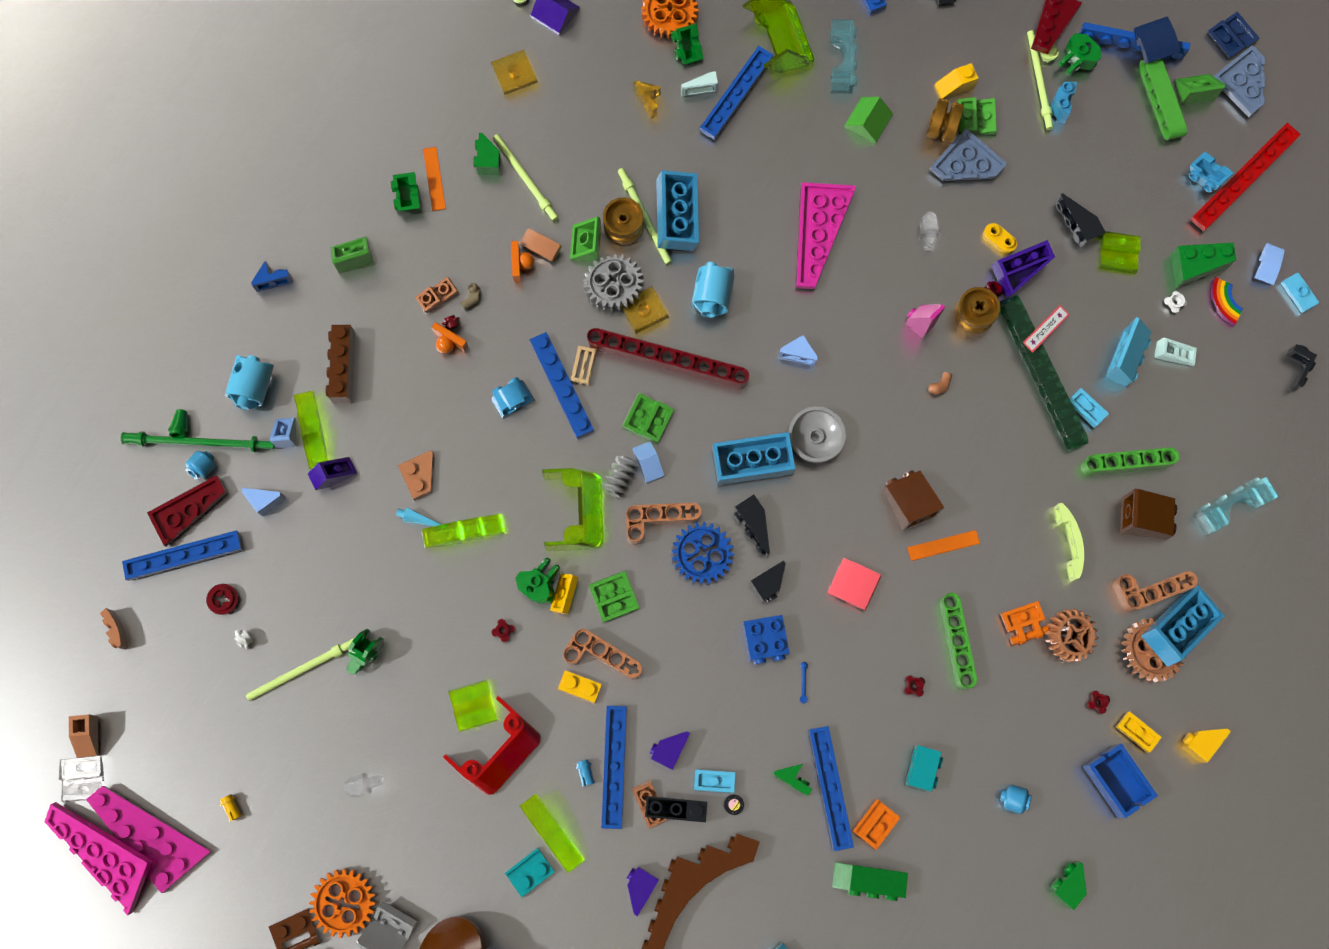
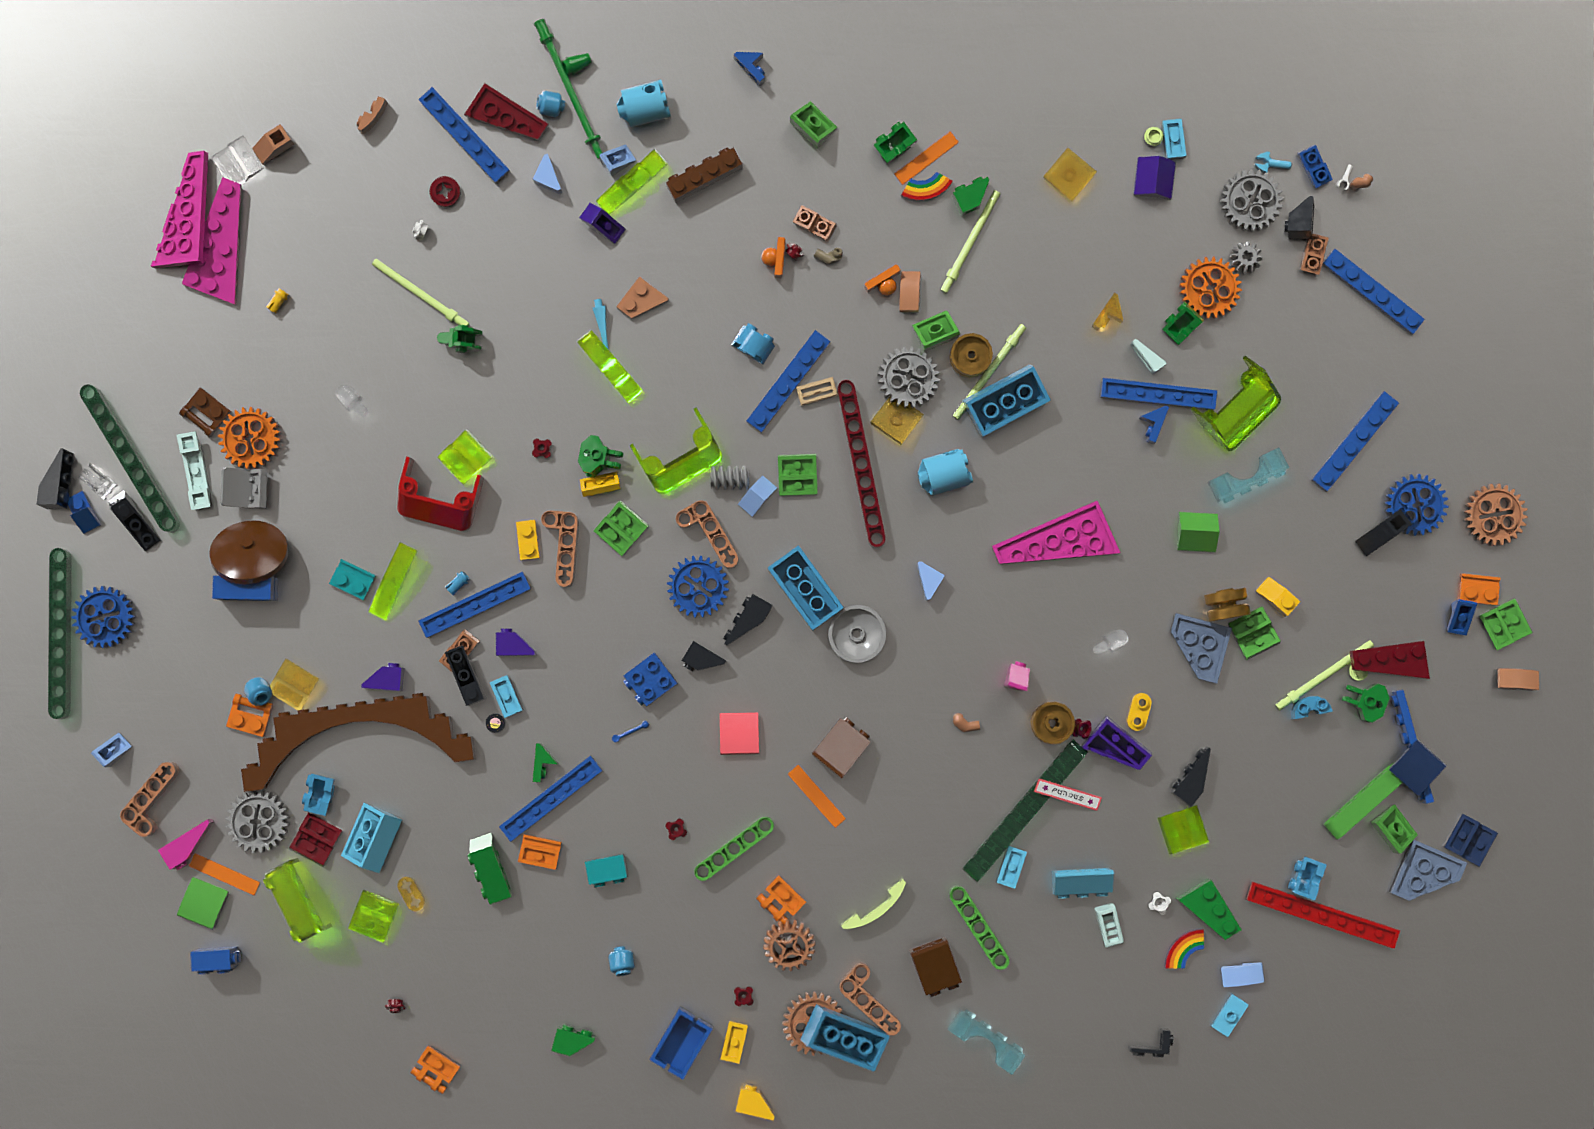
camera: 65 degrees right, 10 degrees up
(460, 191) = (926, 189): none -> tile
(759, 104) = (1156, 418): none -> blue slope

